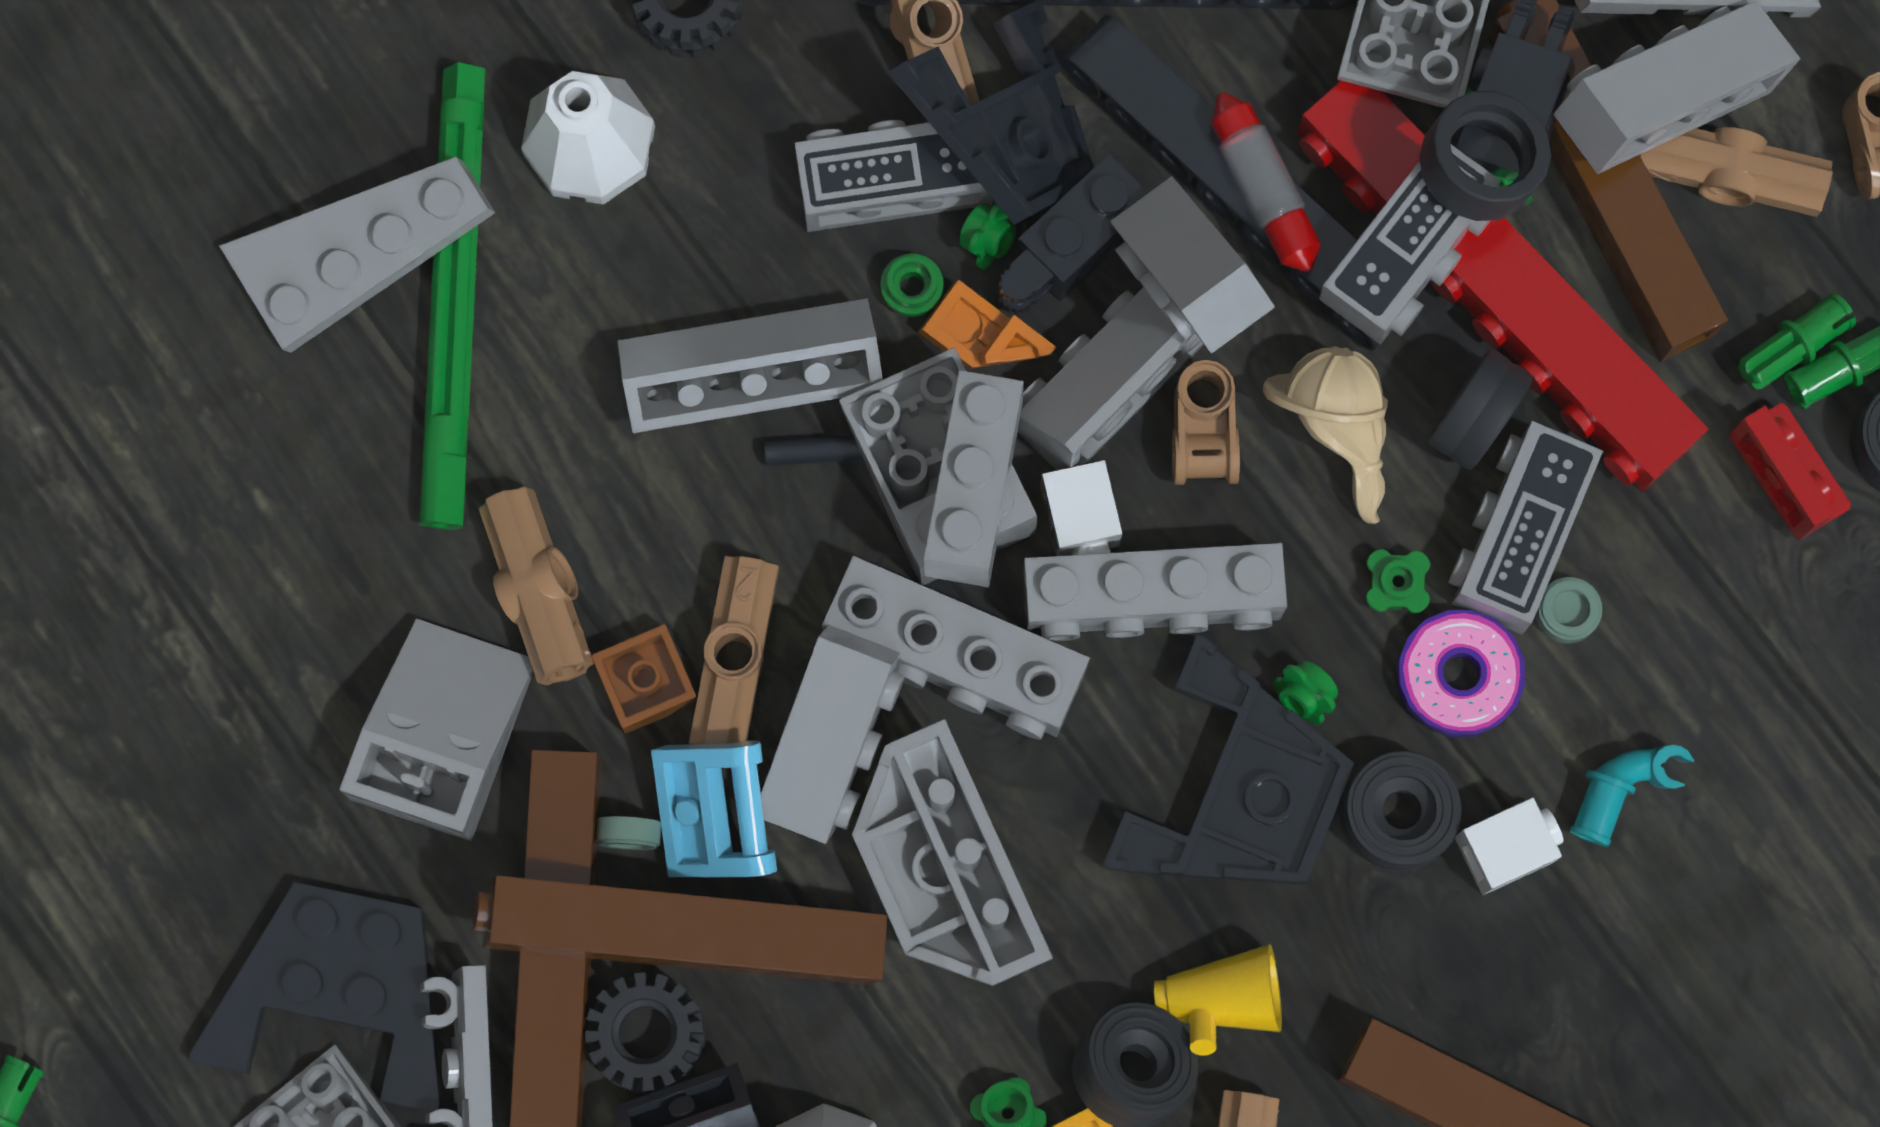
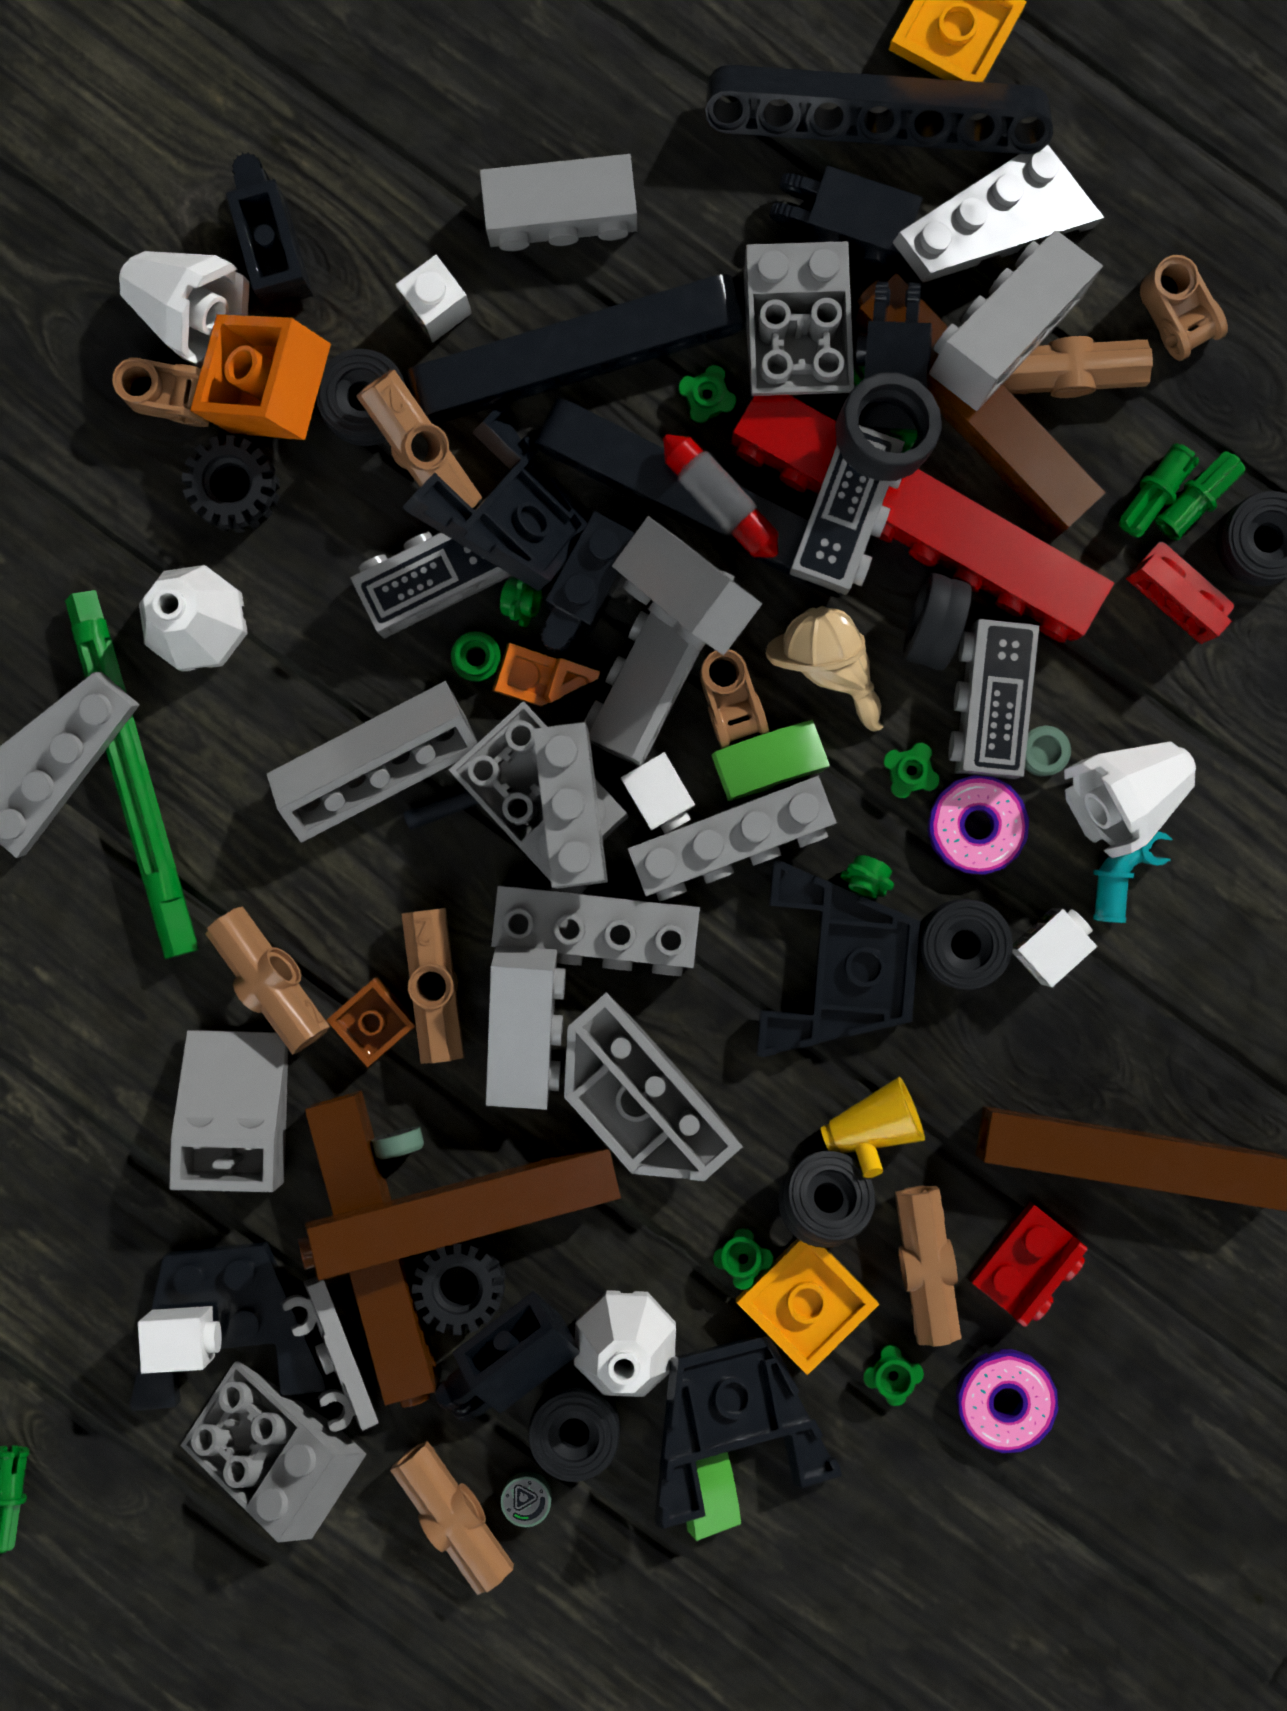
camera: 10 degrees left, 10 degrees up
(285, 979) = (178, 1339): none -> white brick
(697, 815) = (443, 1116): medium azure plate -> none
(1229, 513) = (770, 760): none -> bright green slope
(1277, 82) = (700, 407): none -> green plate
(1655, 684) = (1129, 793): none -> white cone

